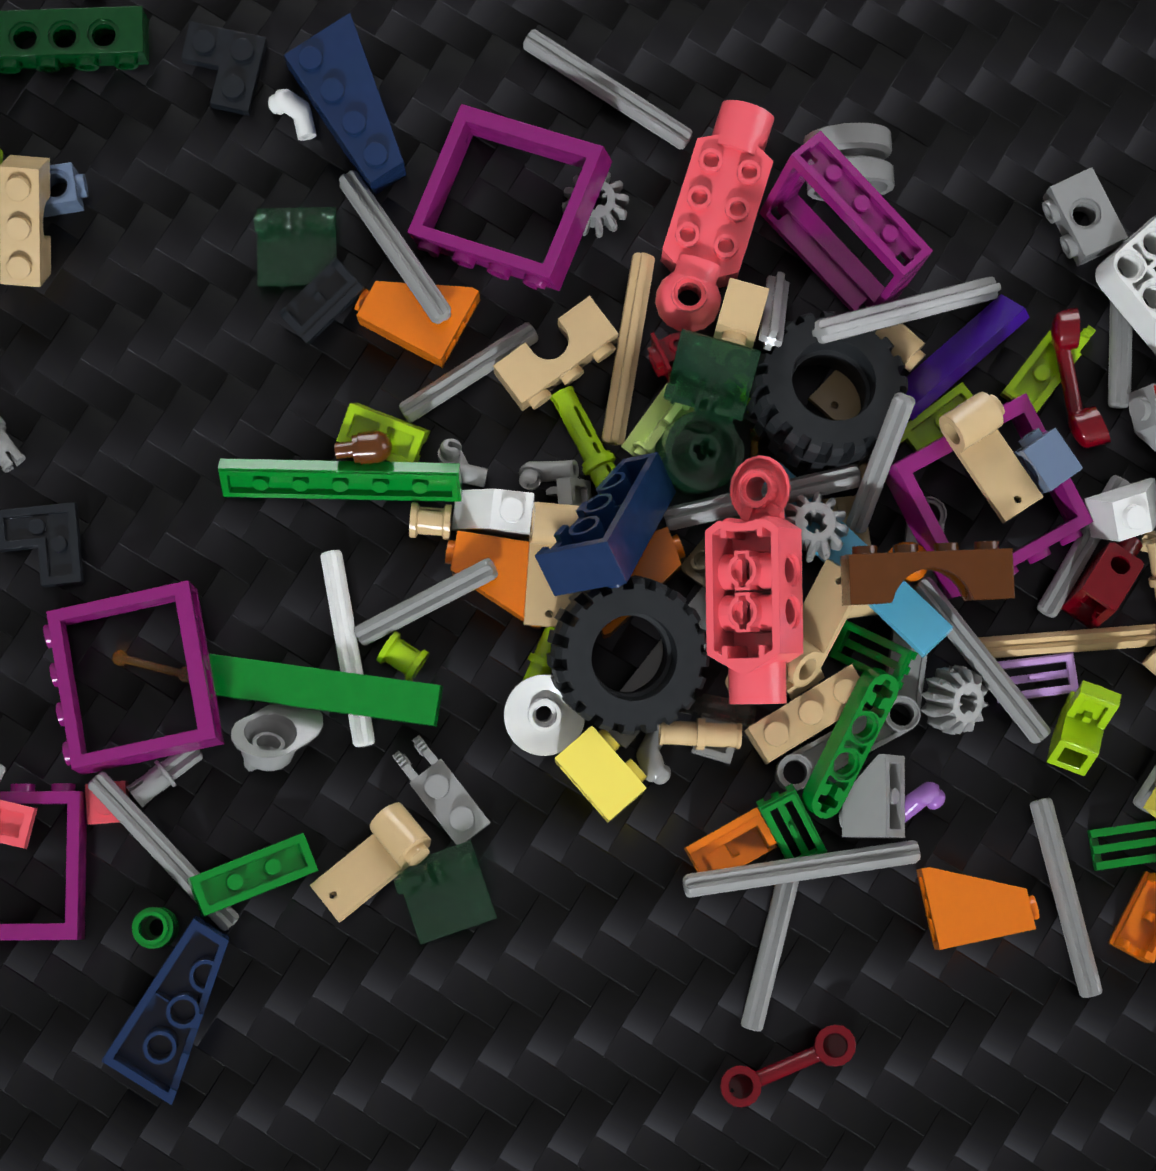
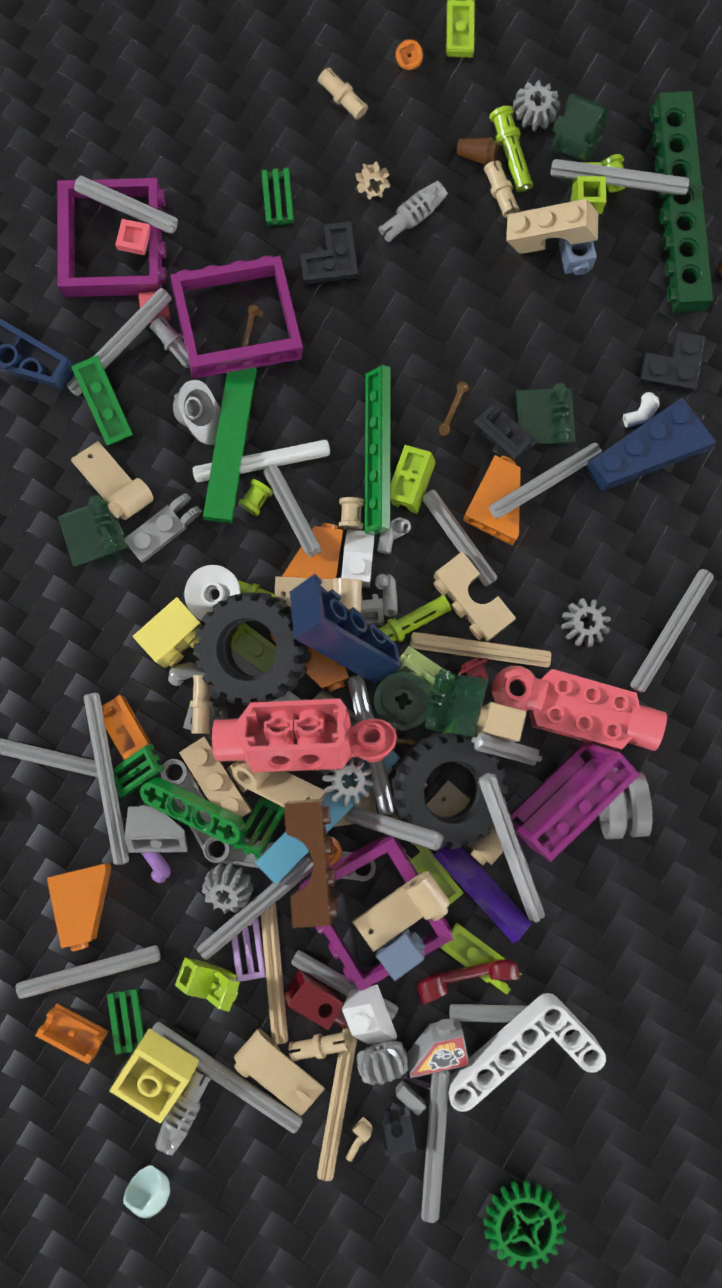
camera: 90 degrees right, 0 degrees up
(143, 924) = (67, 338): green brick -> none
(308, 388) = (444, 429): none -> clear orange hinge
(365, 447) = (398, 463): reddish brown cylinder -> none
(529, 138) = (572, 604): magenta window -> none
(626, 653) = (254, 648): none -> lime hinge
(1083, 194) = (610, 984): light grey brick -> none

